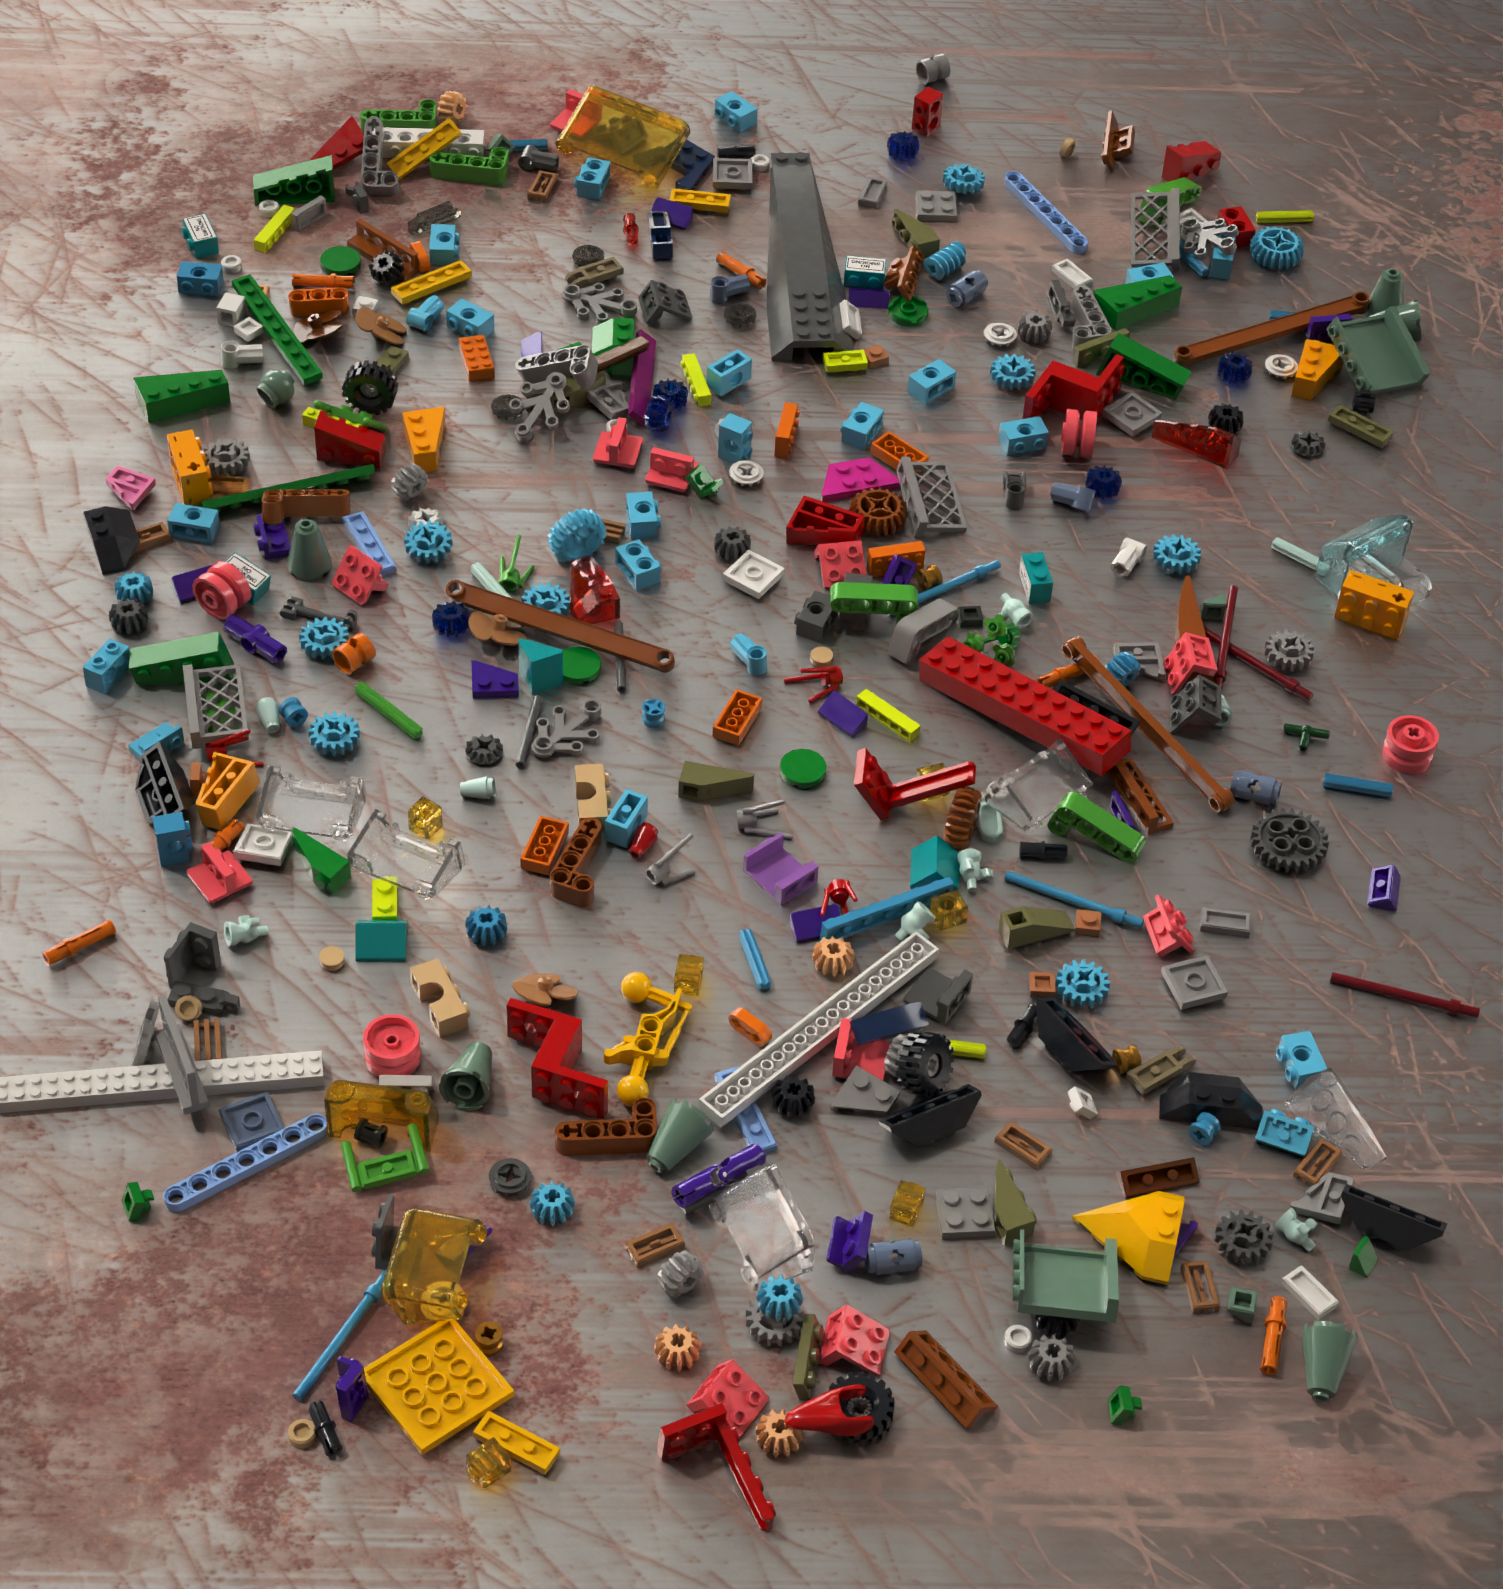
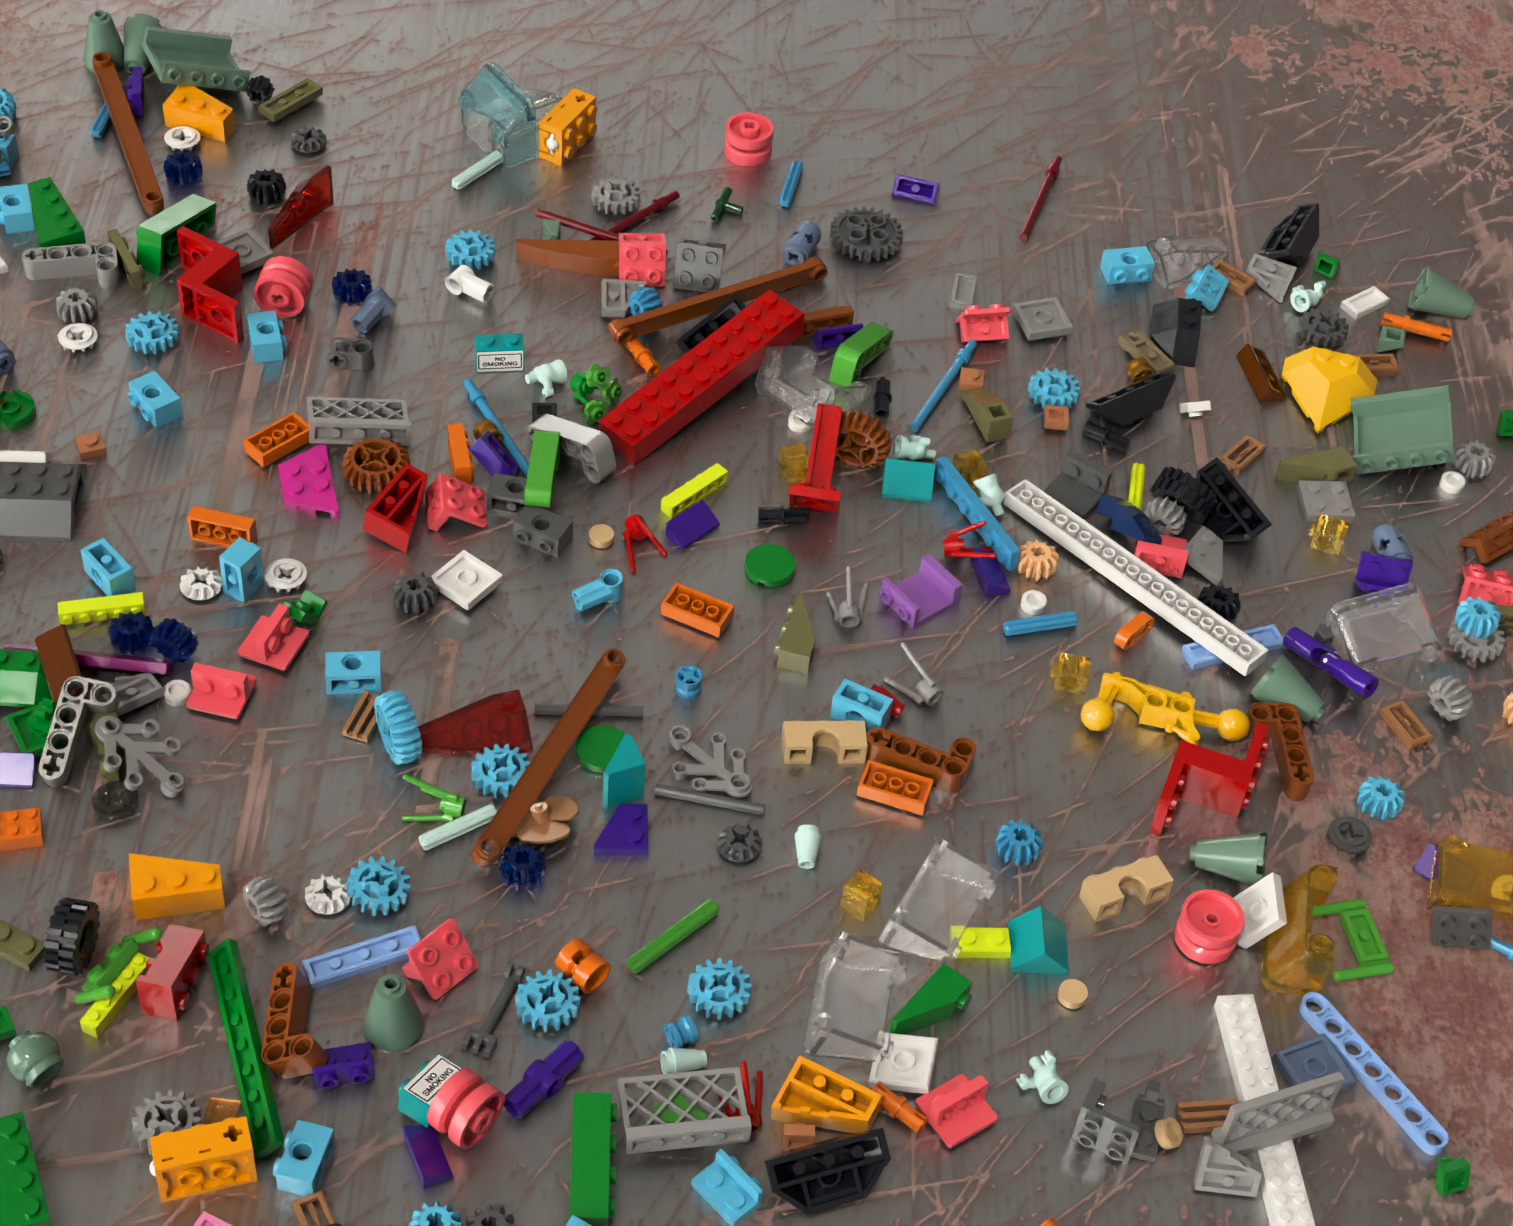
camera: 90 degrees left, 0 degrees up
(172, 838) = (918, 1151): dark azure brick -> none
(540, 988) = (1103, 796): medium nougat piece -> none
(638, 564) = (442, 680): medium azure brick -> none
(783, 957) = (1033, 602): none -> white tile
(845, 361) = (98, 469): neon yellow plate -> none
(862, 425) = (223, 464): medium azure brick -> none
(1060, 305) = (39, 281): dark grey hinge -> none
(1204, 1128) = (1211, 334): dark azure wheel -> none

